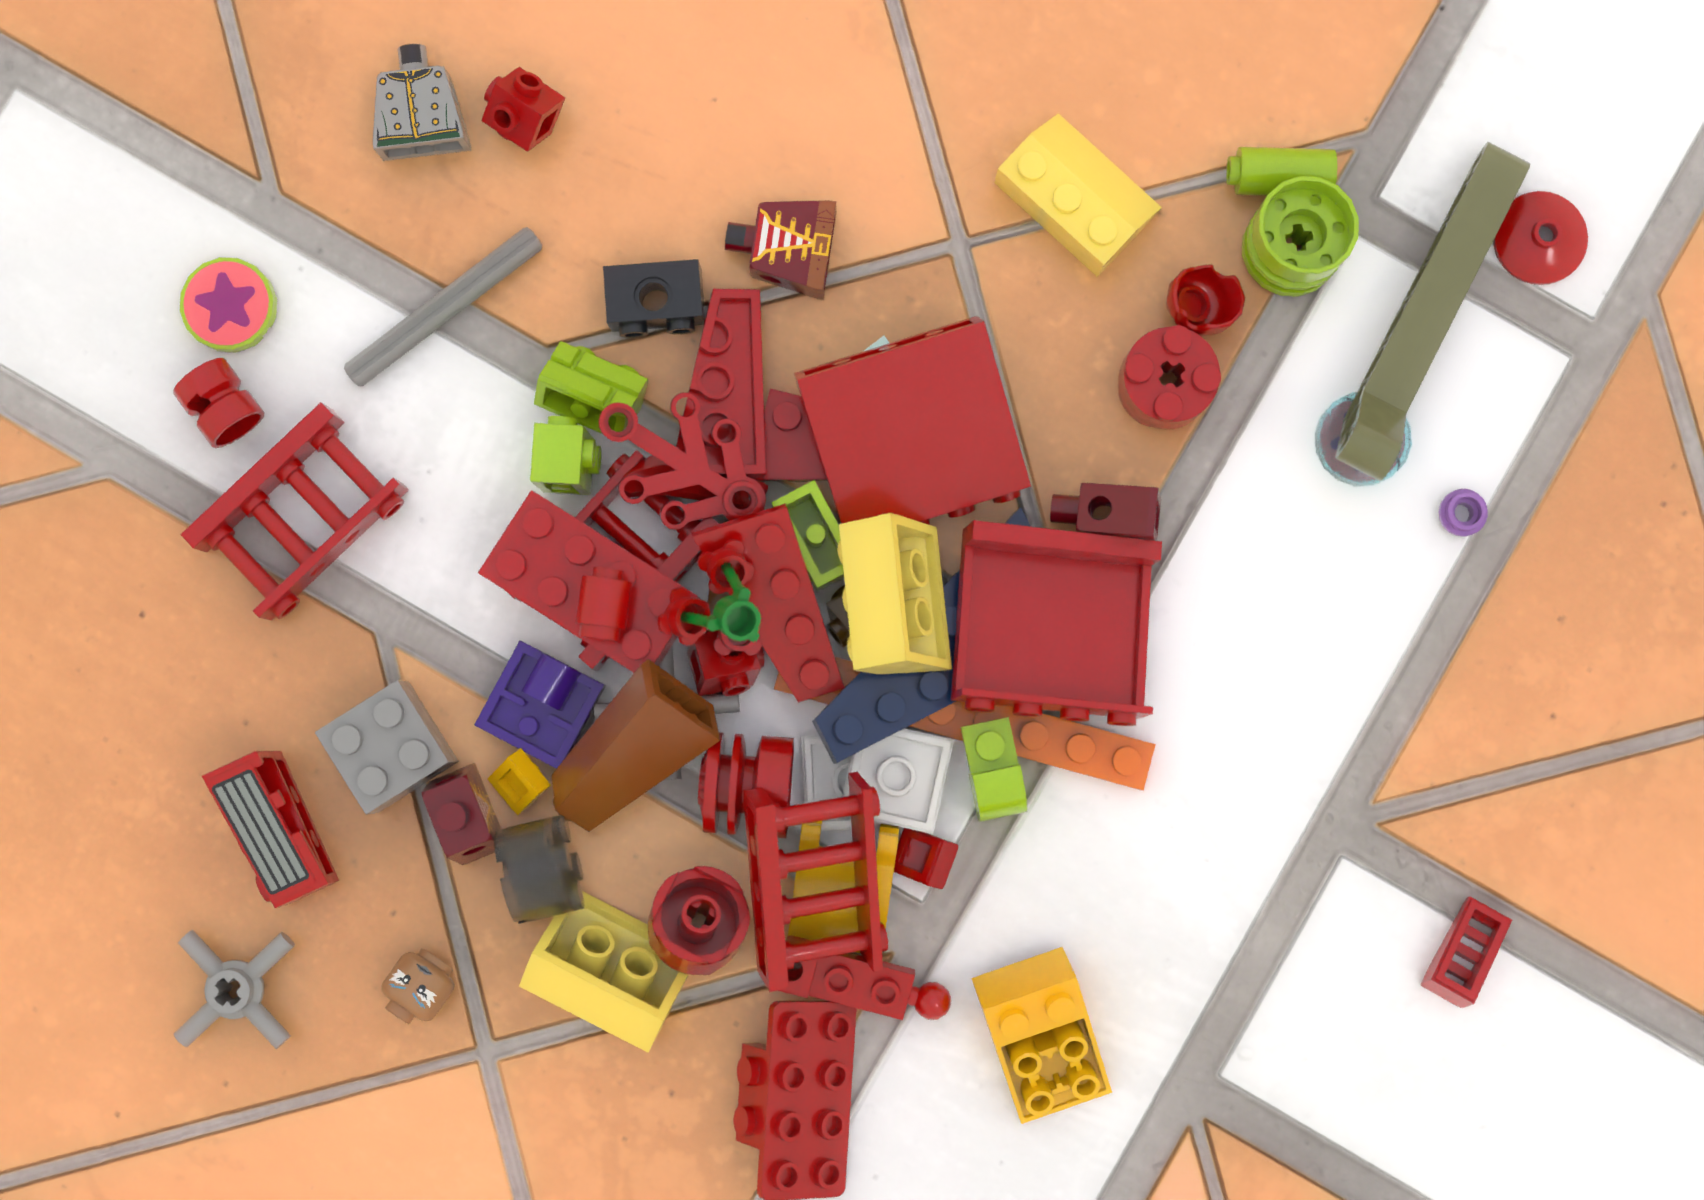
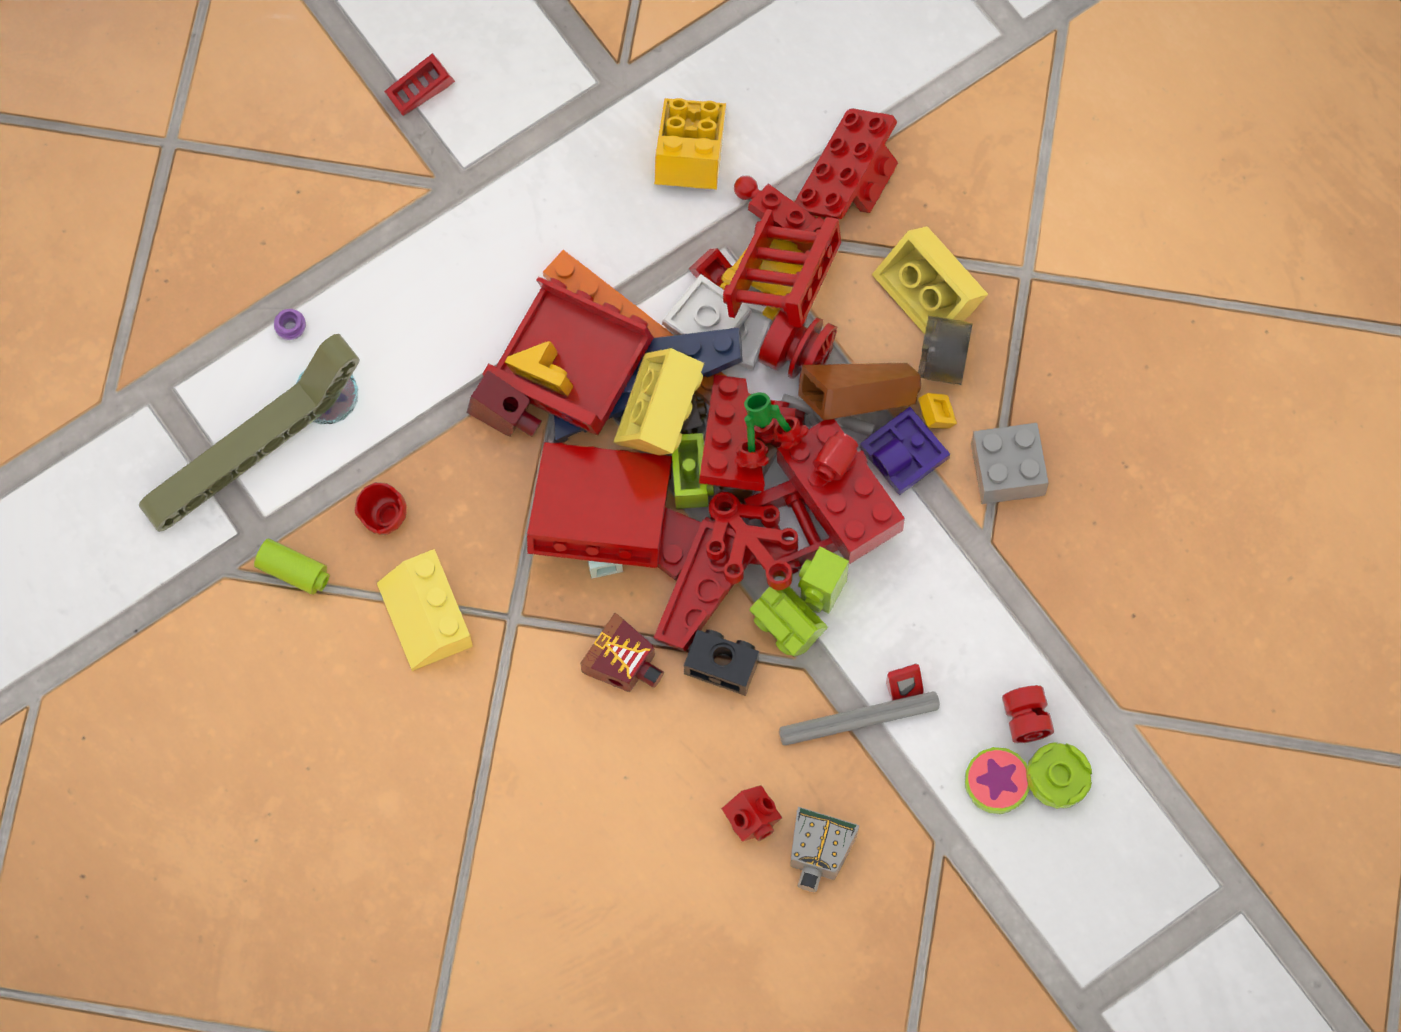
camera: 155 degrees left, 15 degrees down
(148, 344) = (1059, 775): none -> lime tile
(249, 994) = (1159, 375): light grey bar -> none
(250, 499) = (1032, 648): red fence -> none
(272, 826) = (1099, 446): wedge -> none
(403, 379) = (904, 682): none -> red slope
(417, 986) = (1050, 321): medium nougat head -> none
(462, 814) = (978, 401): dark red torso -> none
(679, 901) = (846, 285): red brick -> none
(994, 769) = (647, 292): lime brick -> none
(1093, 581) = (537, 367): none -> yellow slope
(1167, 351) = (427, 455): red brick -> none
(1313, 216) = (298, 501): lime wheel -> none
(1529, 256) = (145, 477): red dish -> none

